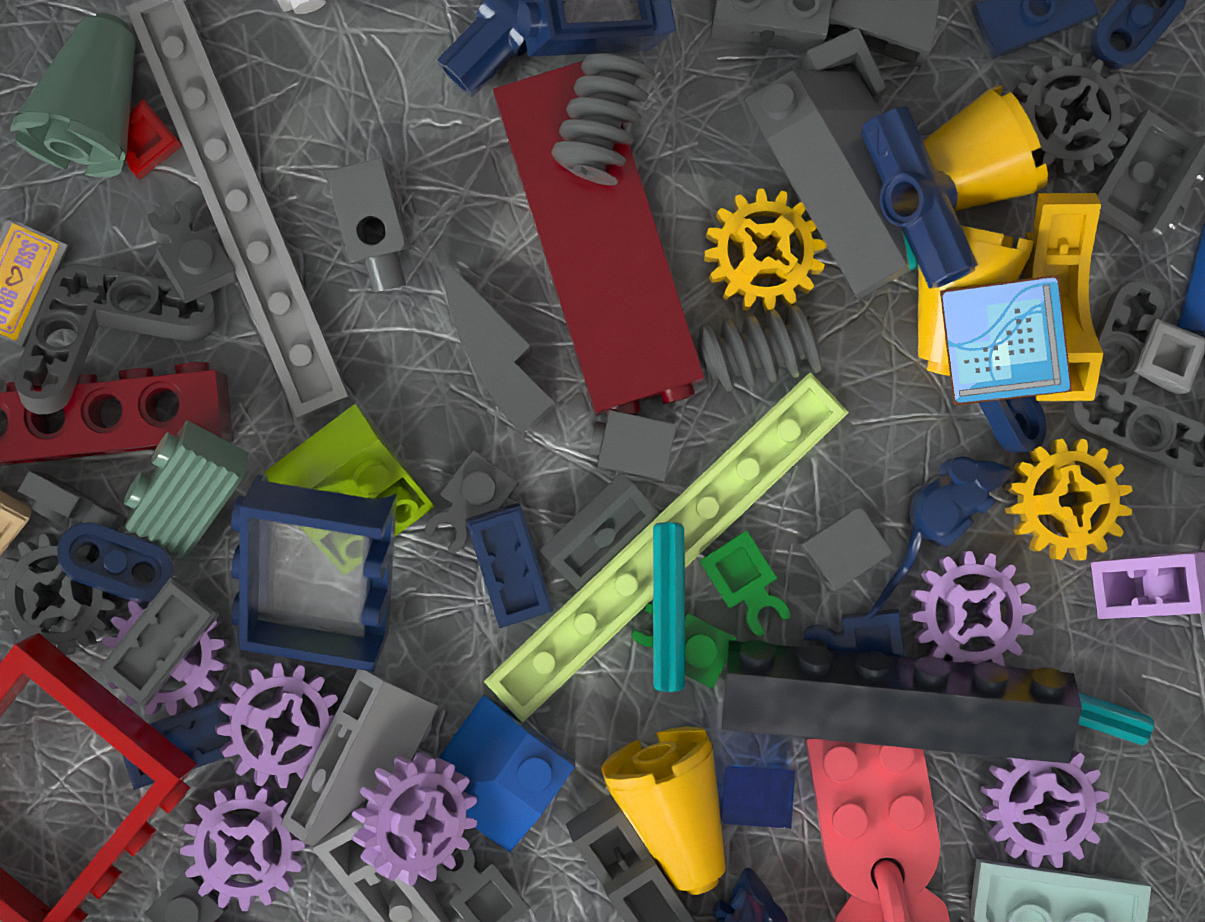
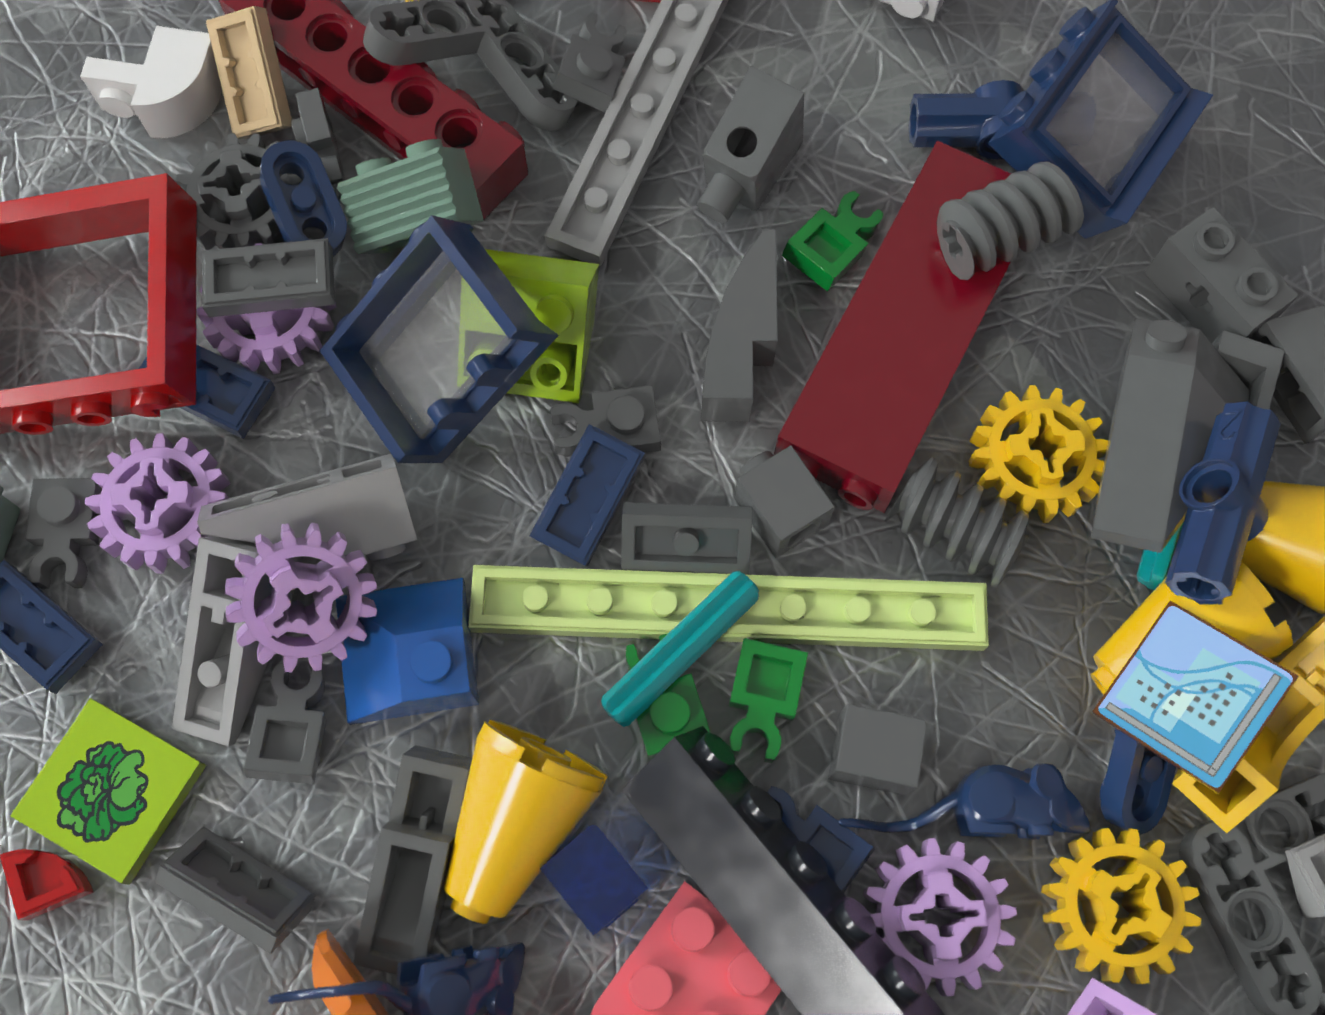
camera: 50 degrees right, 15 degrees down
(254, 716) = (257, 446): lavender gear -> none
(488, 230) = (830, 243): none -> green plate

